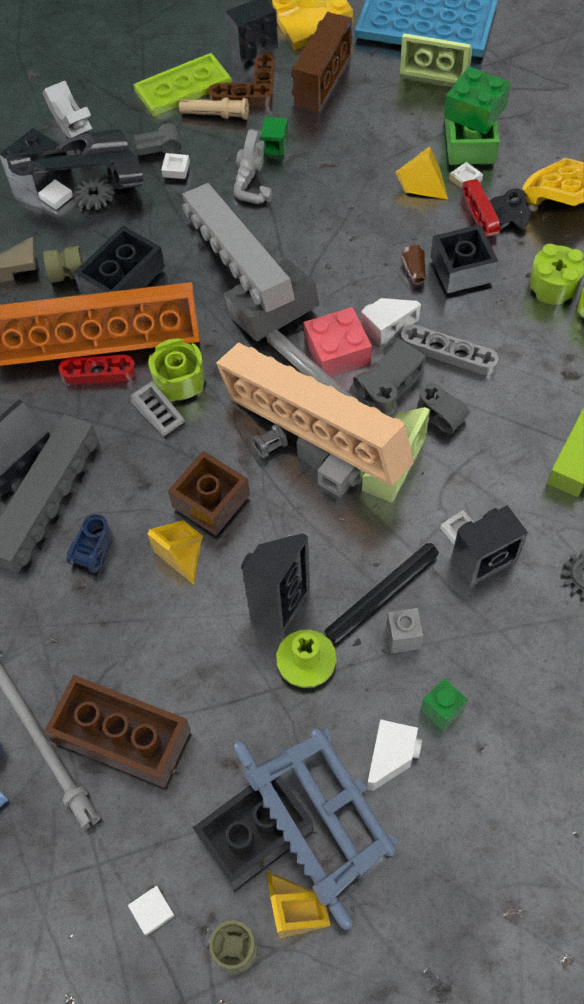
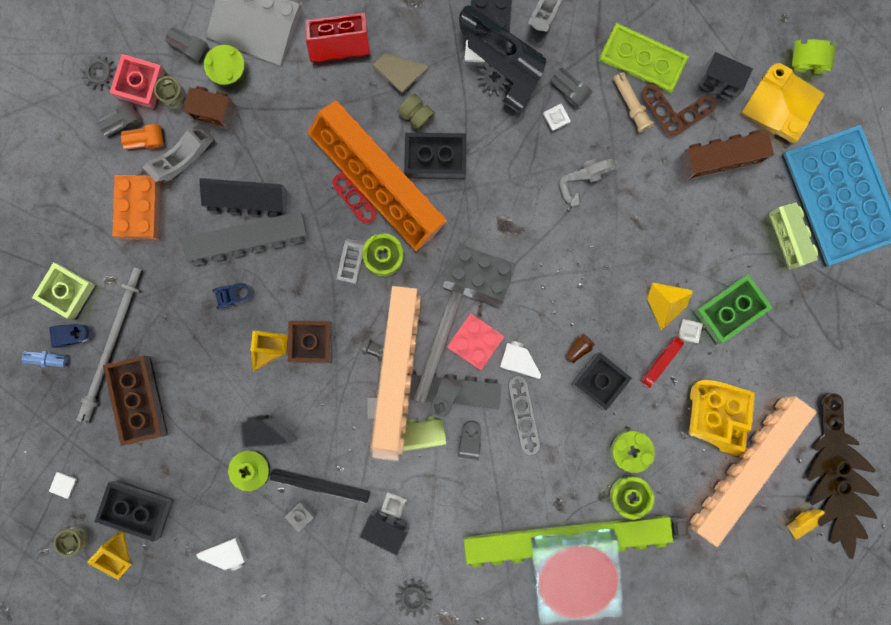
camera: 55 degrees right, 25 degrees up
(238, 248) = (500, 224): light grey brick -> none
(274, 135) = (633, 168): green brick -> none
(330, 885) = (154, 575): sand blue piece -> none
(443, 704) = (270, 566): green brick -> none
(477, 100) = (745, 306): green brick -> none
(512, 210) = (672, 383): black plate -> none

